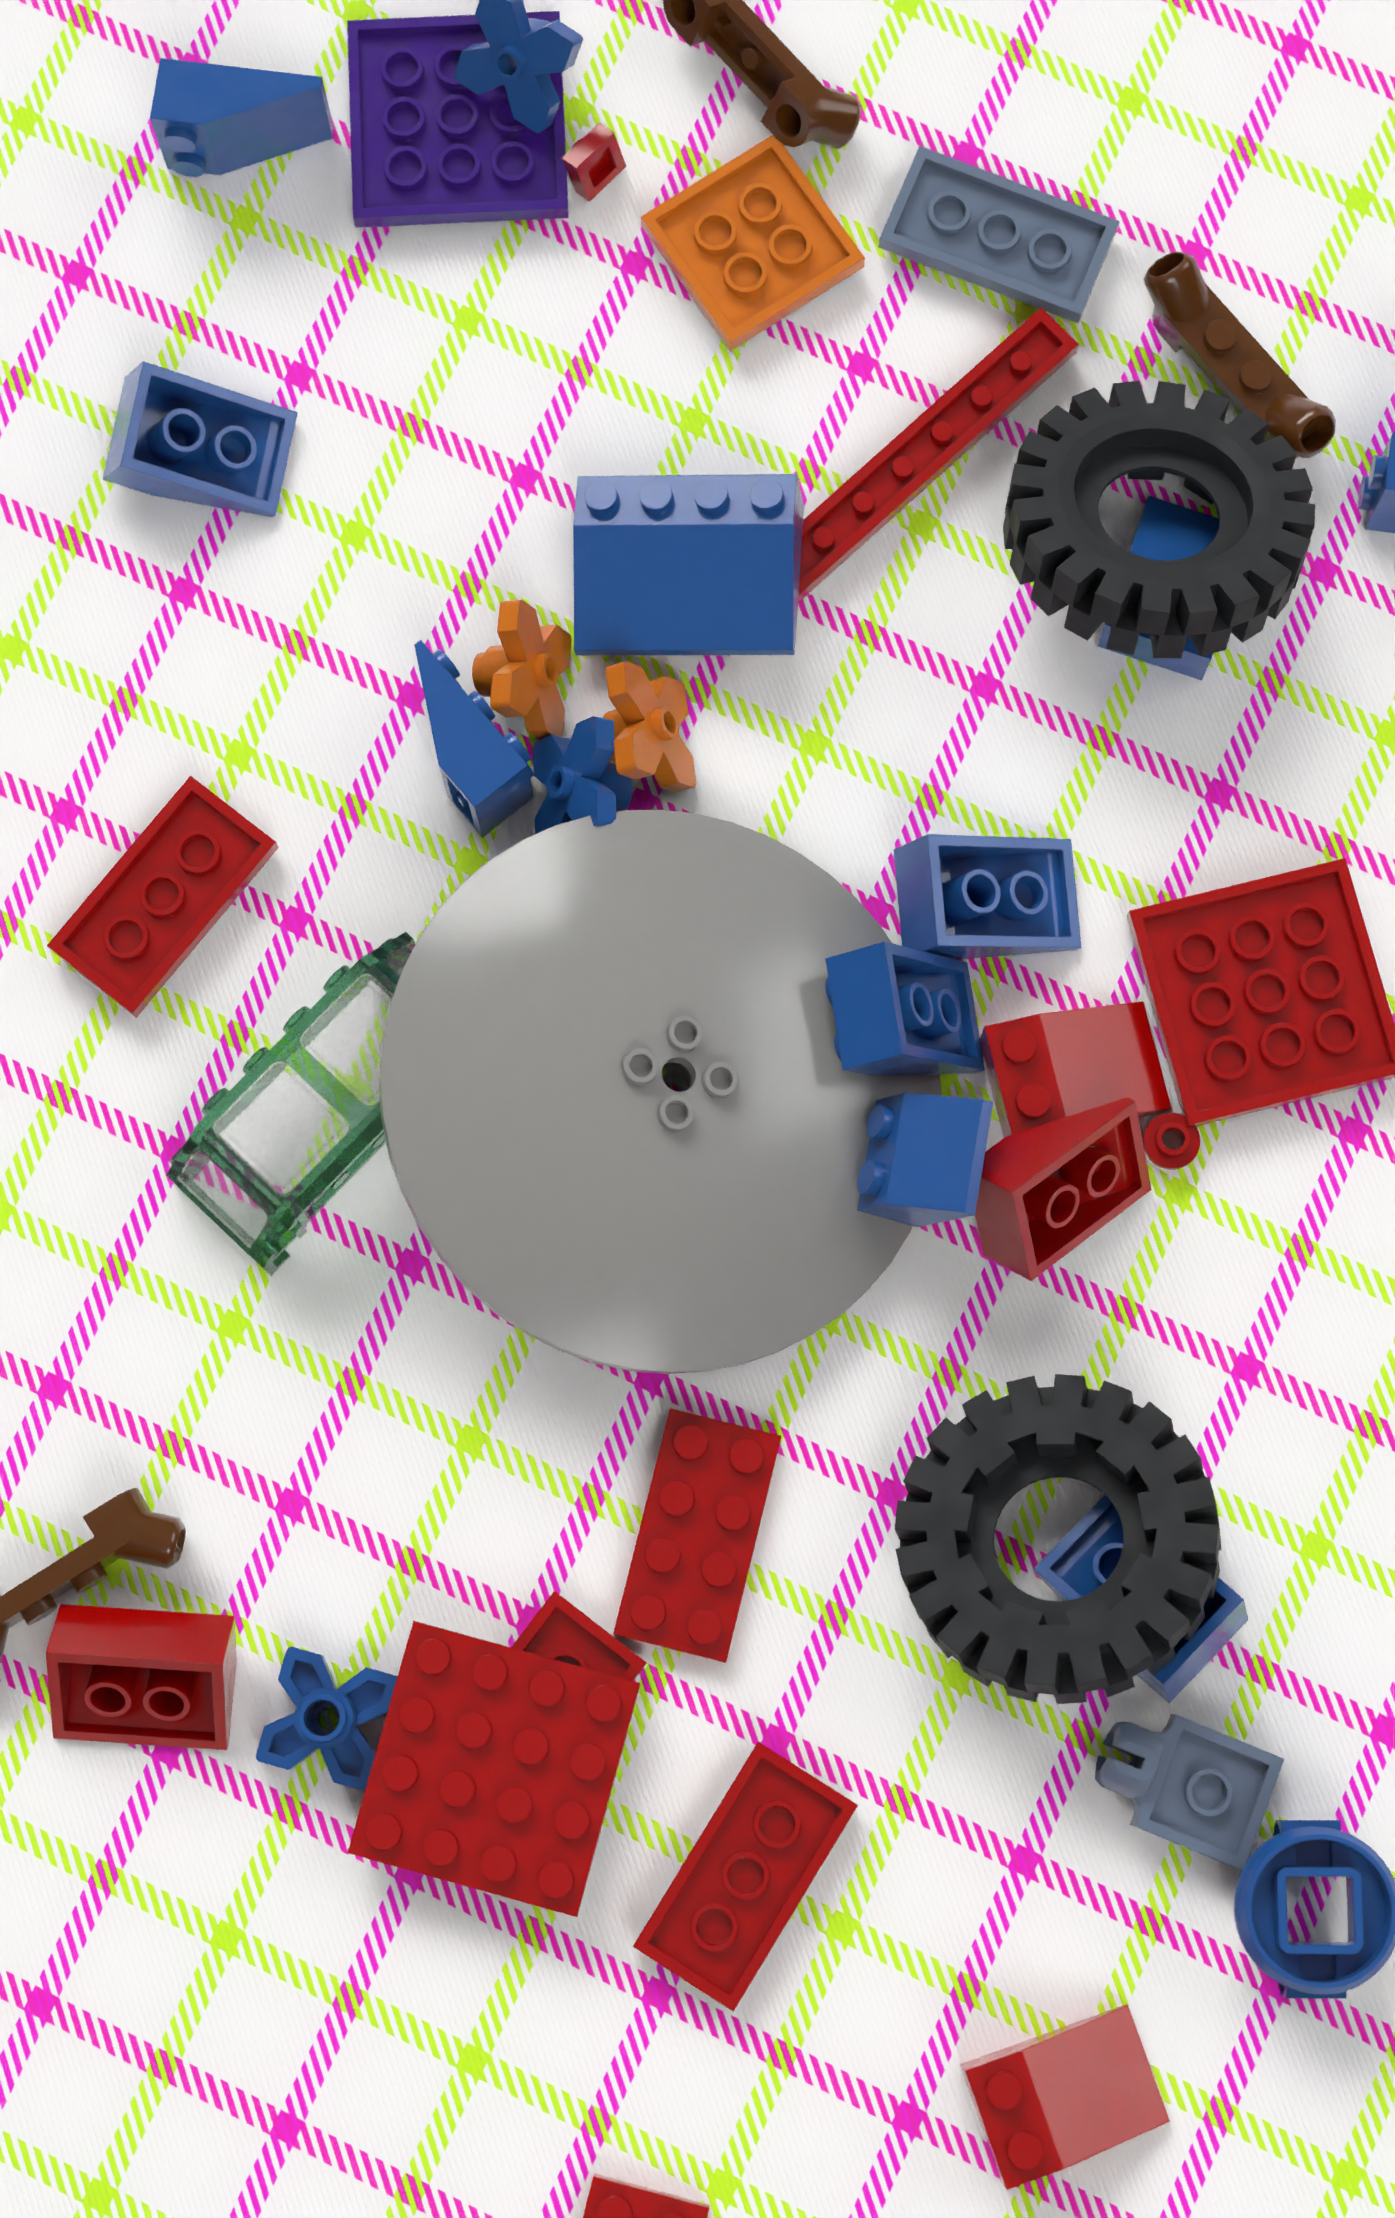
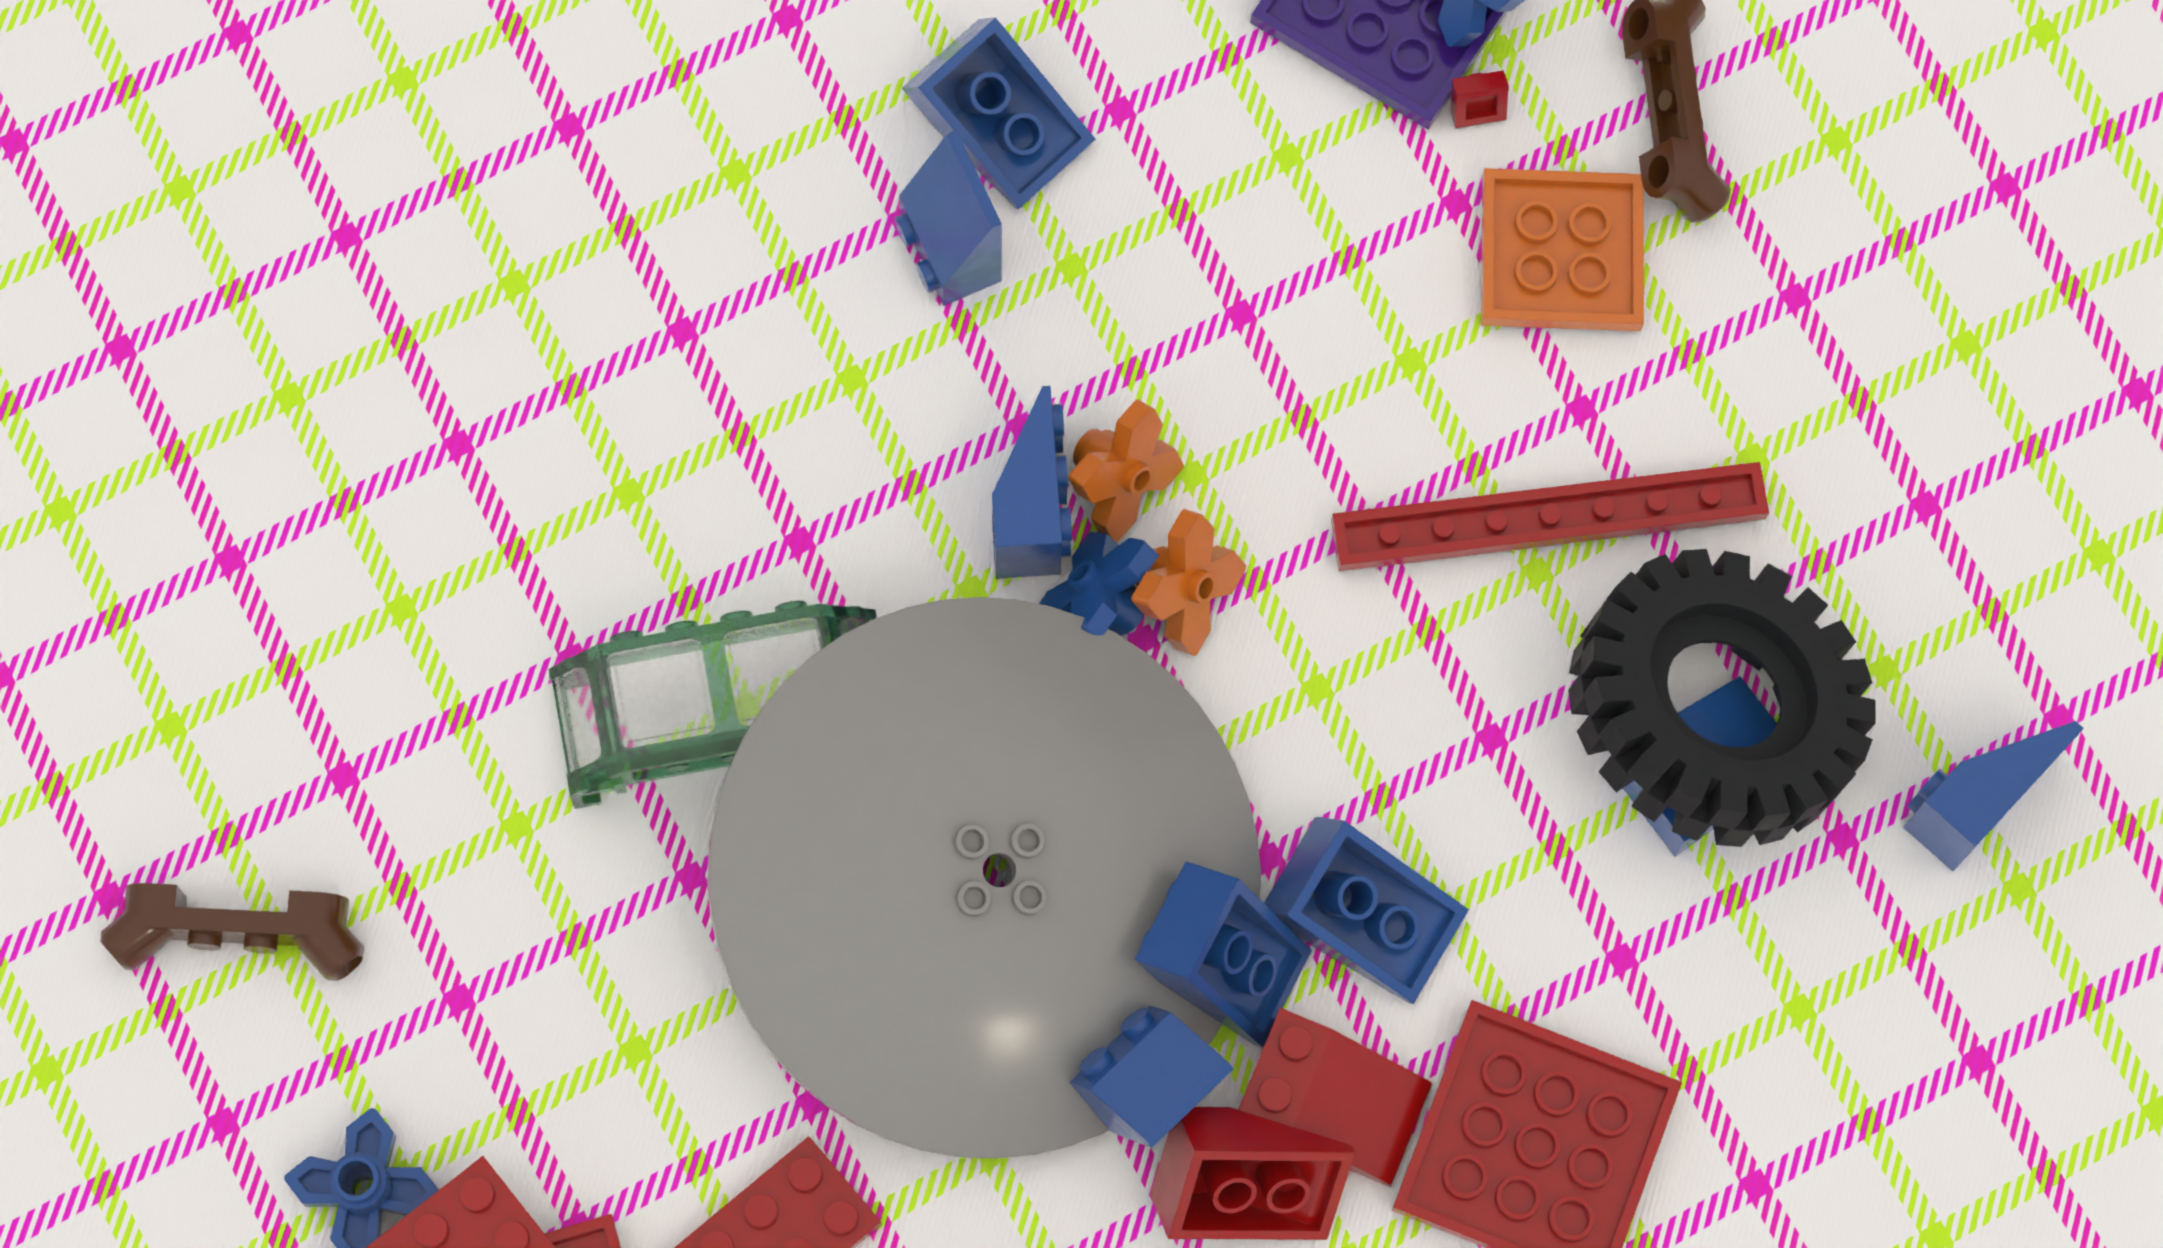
camera: 30 degrees right, 5 degrees down
(142, 1676) = (244, 1049): red slope -> none
(163, 896) = (709, 449): red plate -> none
(232, 561) = (951, 224): none -> blue slope
(687, 564) = (1314, 473): blue slope -> none
(998, 234) = (1770, 379): sand blue plate -> none
(1159, 1153) = (1361, 1226): red plate -> none
(1195, 319) = (1889, 612): reddish brown plate -> none

